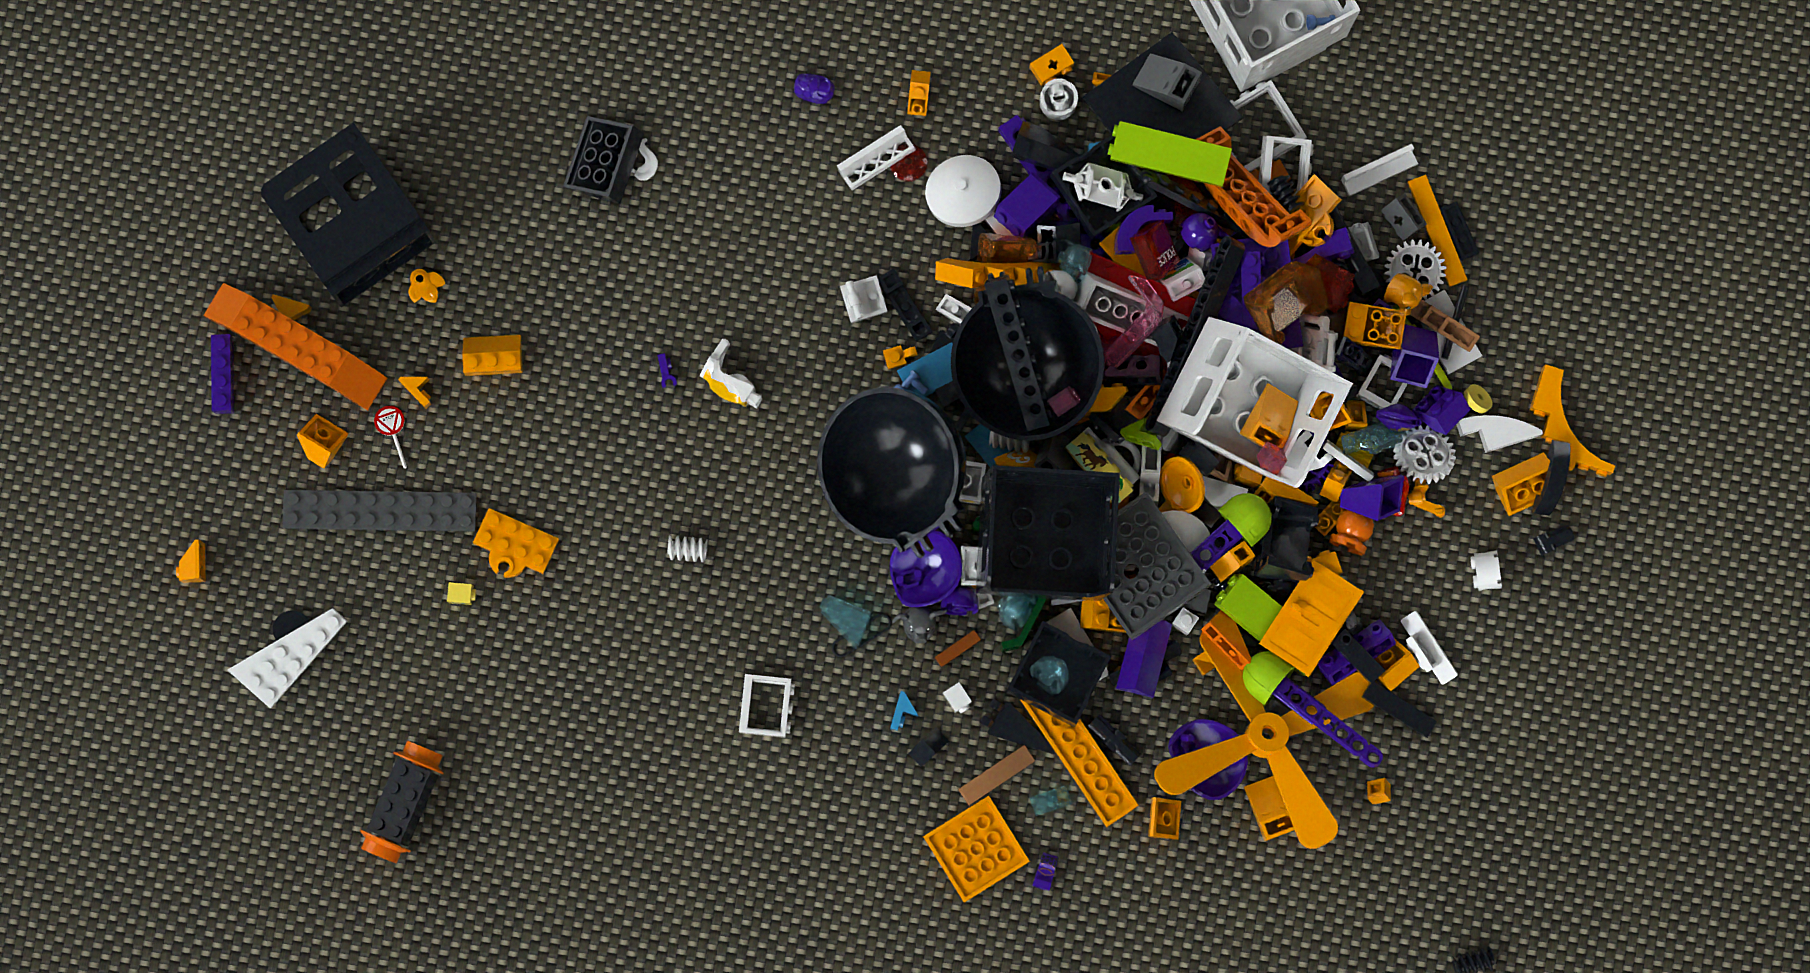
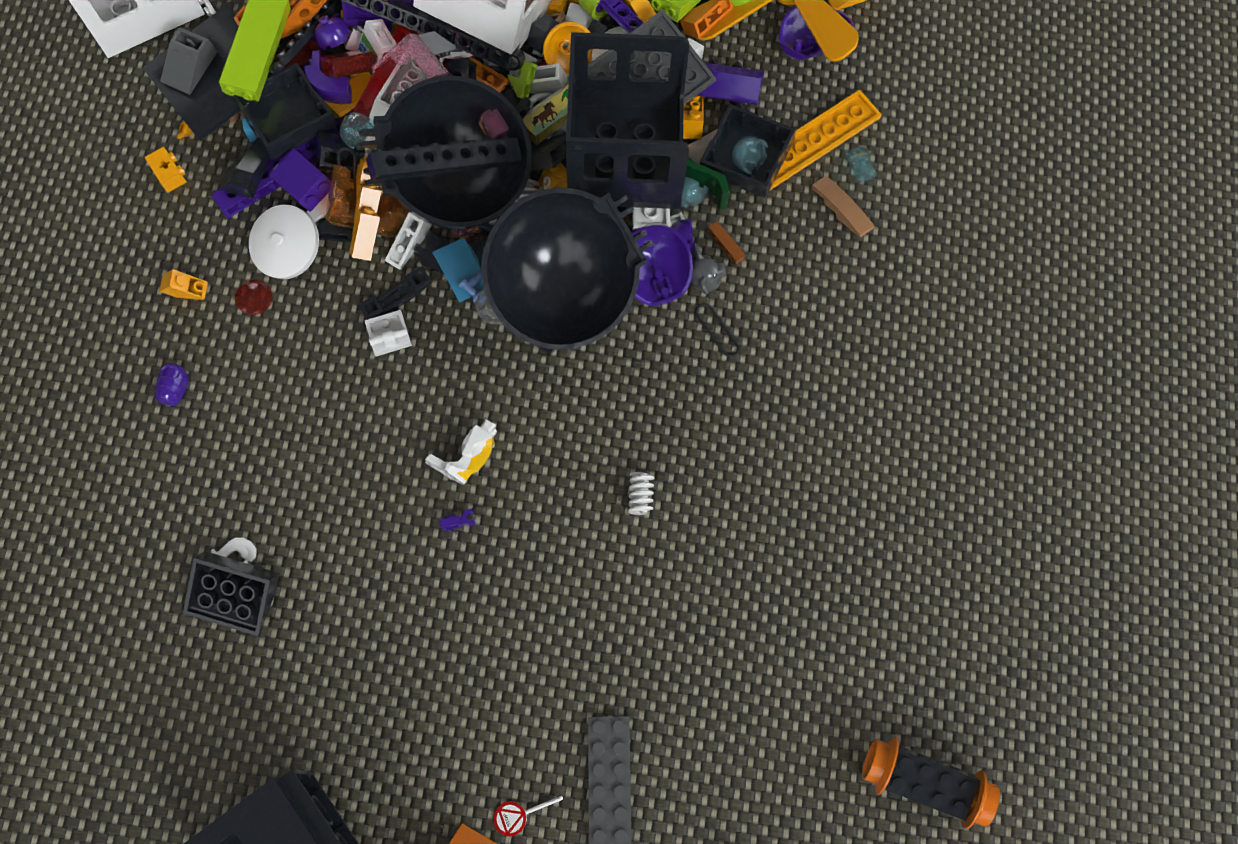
camera: 90 degrees left, 10 degrees down
(413, 385) = (471, 792): light orange slope -> none
(427, 287) = (363, 783): light orange plate -> none
(461, 593) = (697, 728): light yellow brick -> none
(492, 355) = (438, 704): light orange slope -> none
(514, 544) = (641, 673): light orange plate -> none
(746, 700) = (794, 432): white window -> none
(846, 618) = (704, 340): clear light blue slope -> none
(873, 154) = (240, 326): white fence -> none
(896, 356) = (445, 302): light orange plate -> none
(903, 706) = (785, 289): dark azure slope -> none
(928, 747) = (821, 266): black slope -> none
(957, 698) = (773, 241): white brick -> none
(976, 849) = (913, 223): light orange plate -> none
(1014, 727) = (796, 194): black flag -> none
(1045, 872) = (927, 165): dark purple leg -> none
(1058, 99) = (199, 161): white brick -> none
(1089, 186) = (283, 109): white plate -> none
(1114, 740) = (803, 108): black piece -> none
(1164, 818) = (868, 73): light orange slope -> none
(1203, 663) = (726, 41): light orange slope -> none

